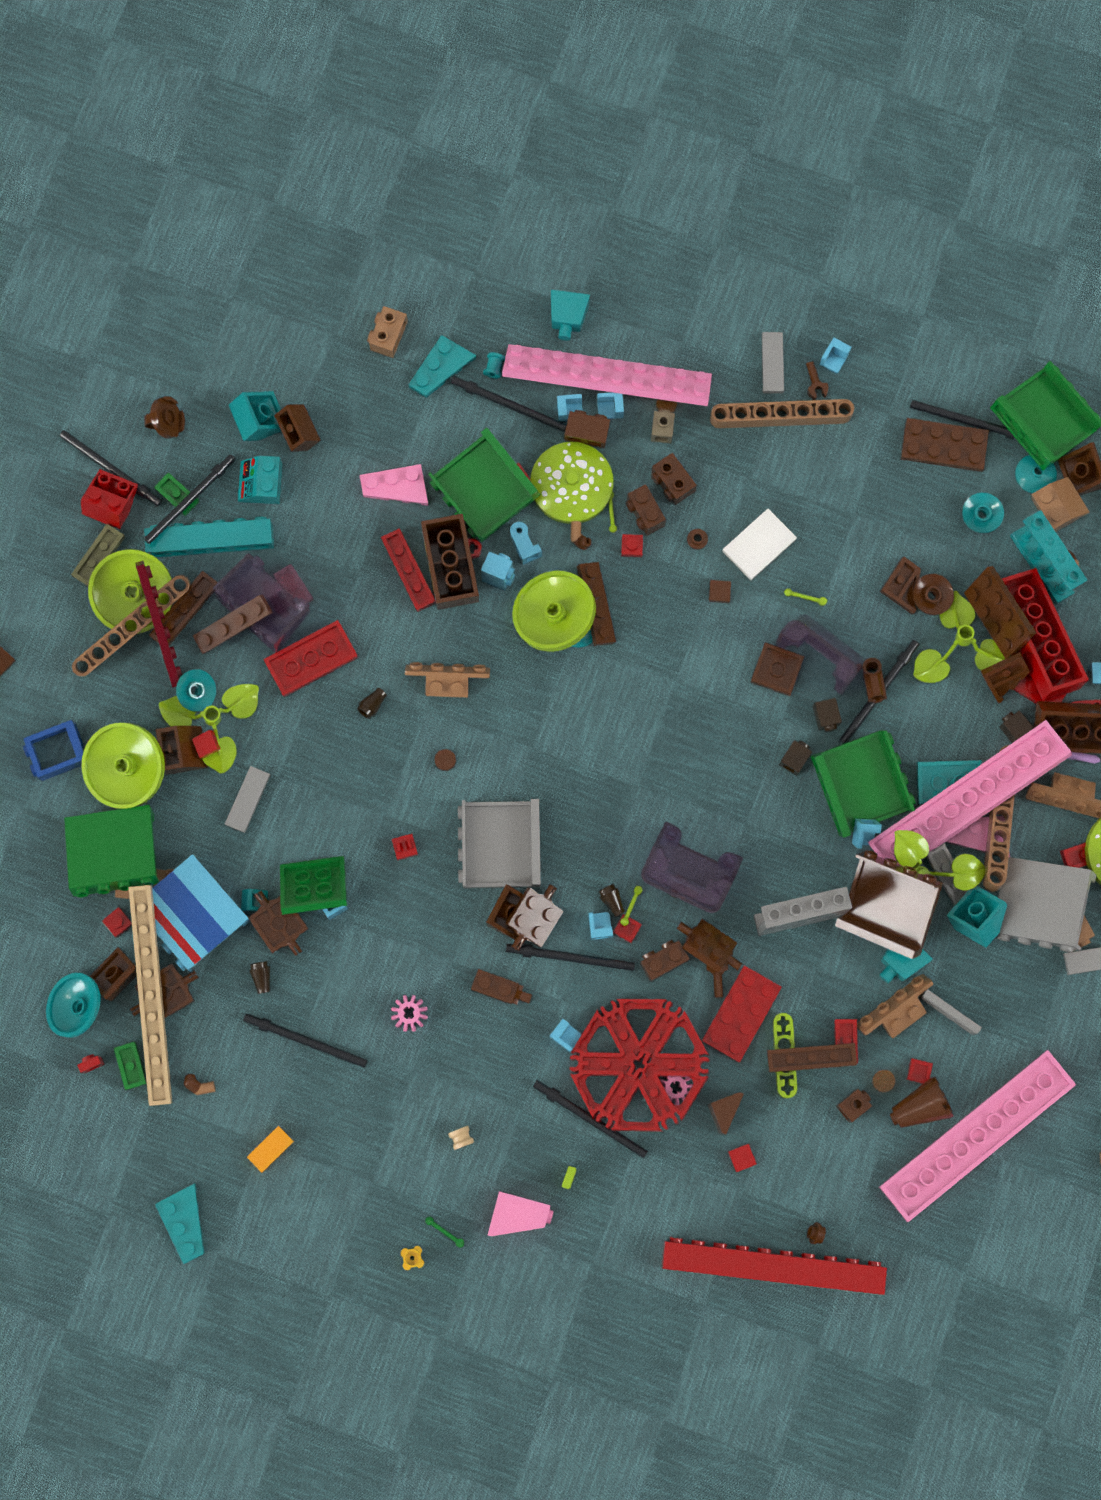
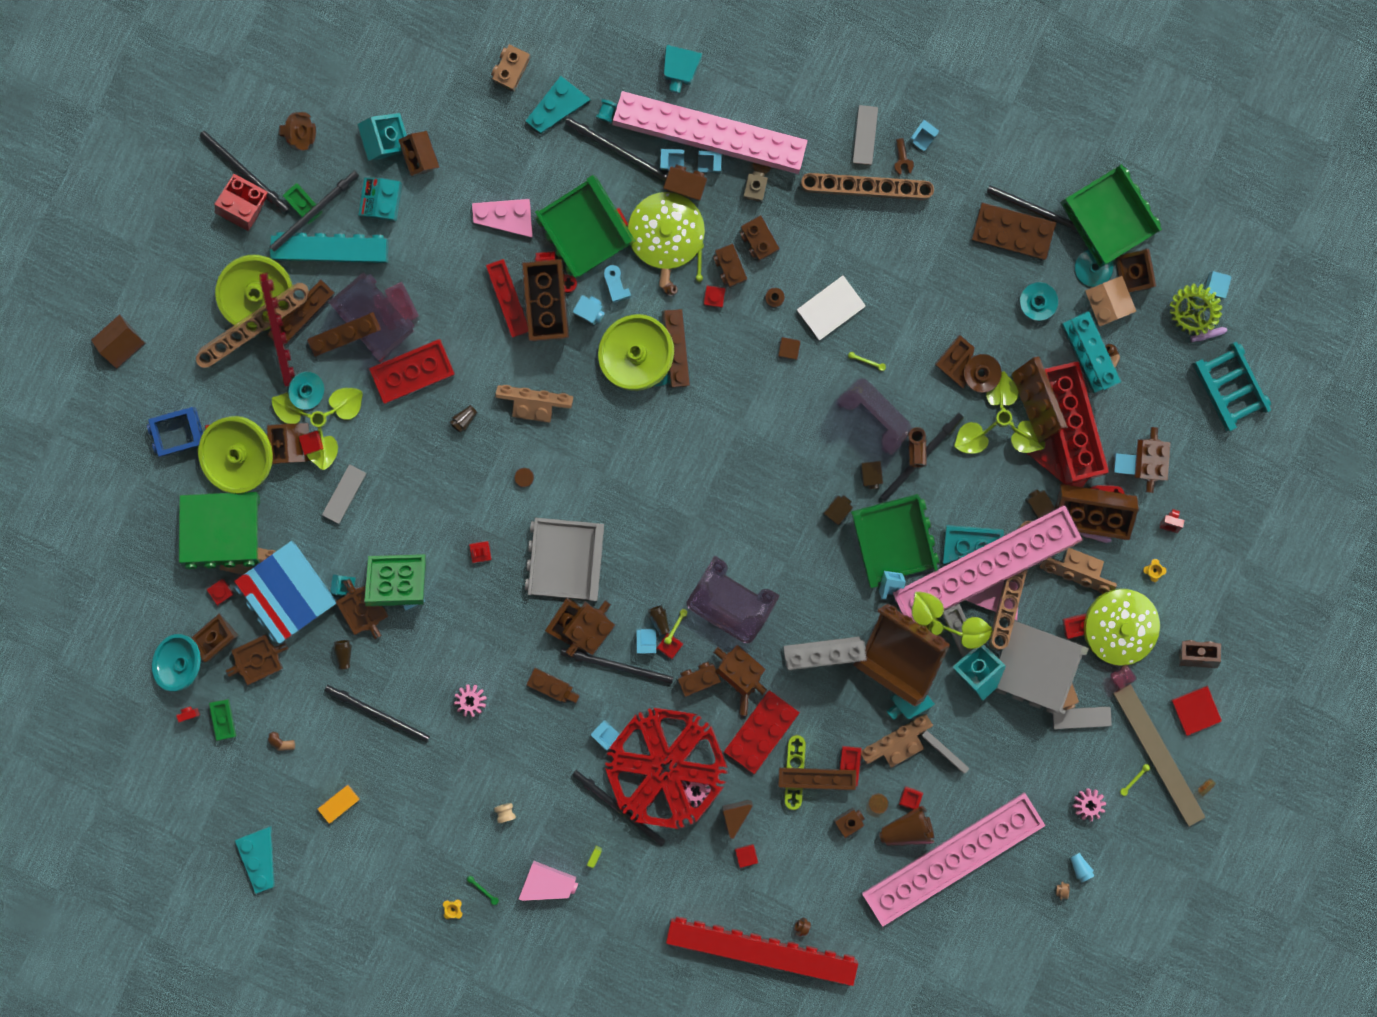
camera: 10 degrees right, 10 degrees up
(104, 545) = (227, 252): olive plate -> none
(150, 995) = (244, 661): tan plate -> none
(777, 669) = (832, 426): reddish brown tile -> none
(1005, 675) = (1036, 457): reddish brown wing -> none

